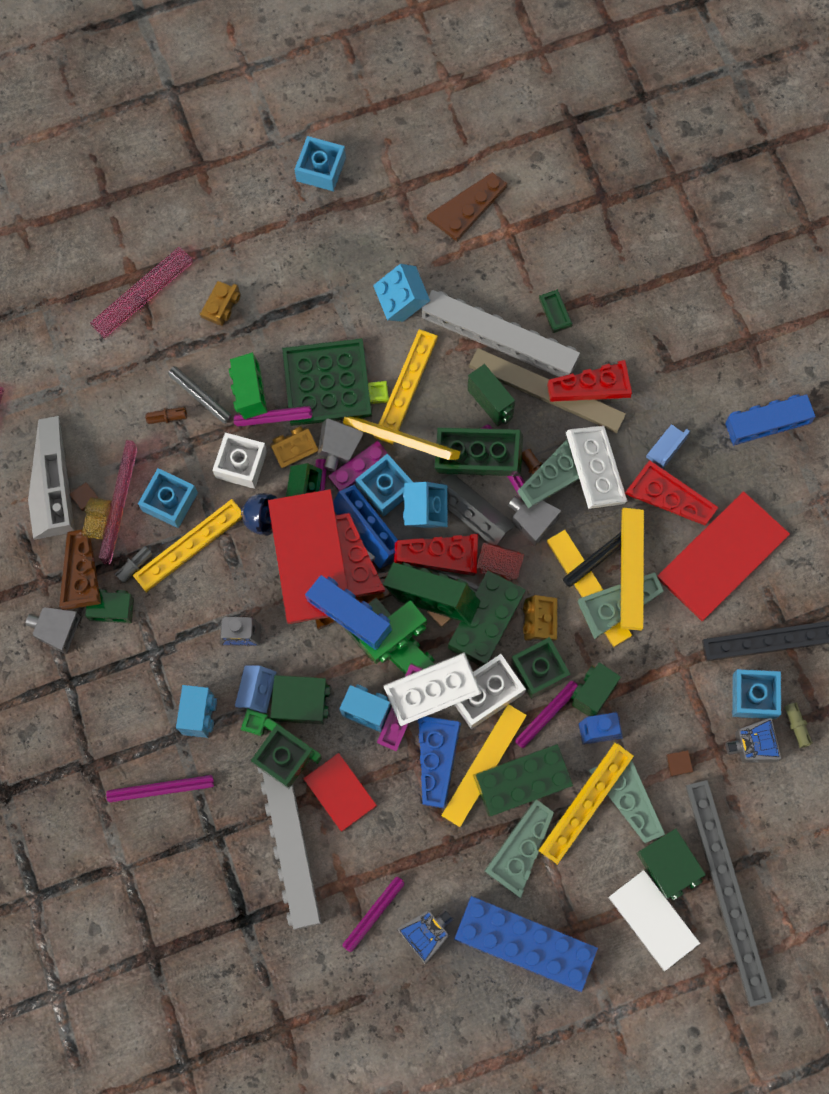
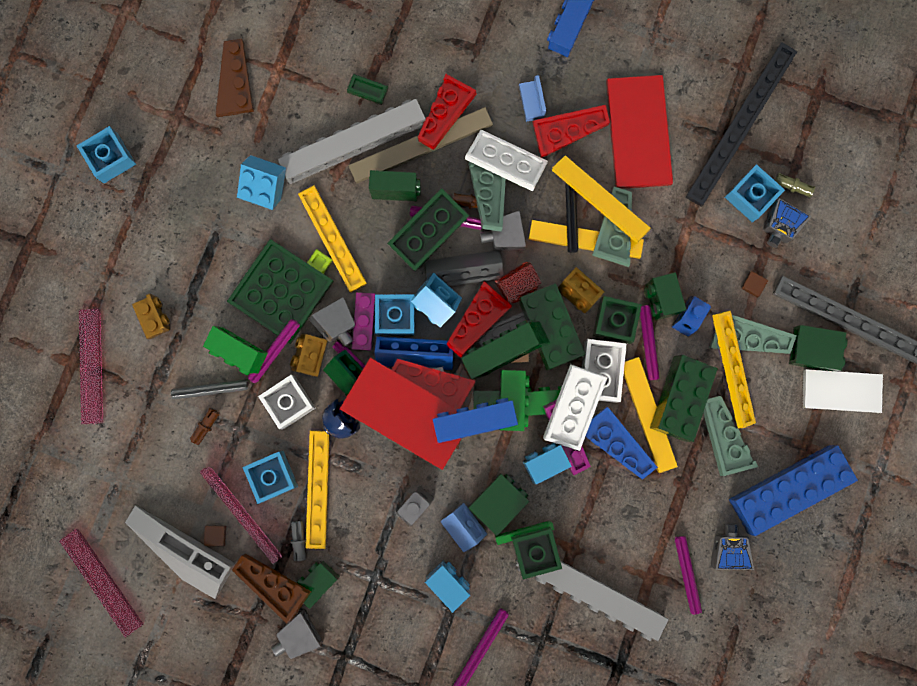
camera: 55 degrees left, 10 degrees up
(96, 517) = (240, 541): clear yellow brick -> none
(254, 722) = (487, 548): green tile -> none
(340, 792) = (586, 528): red tile -> none
(402, 438) = (372, 274): yellow tile -> none

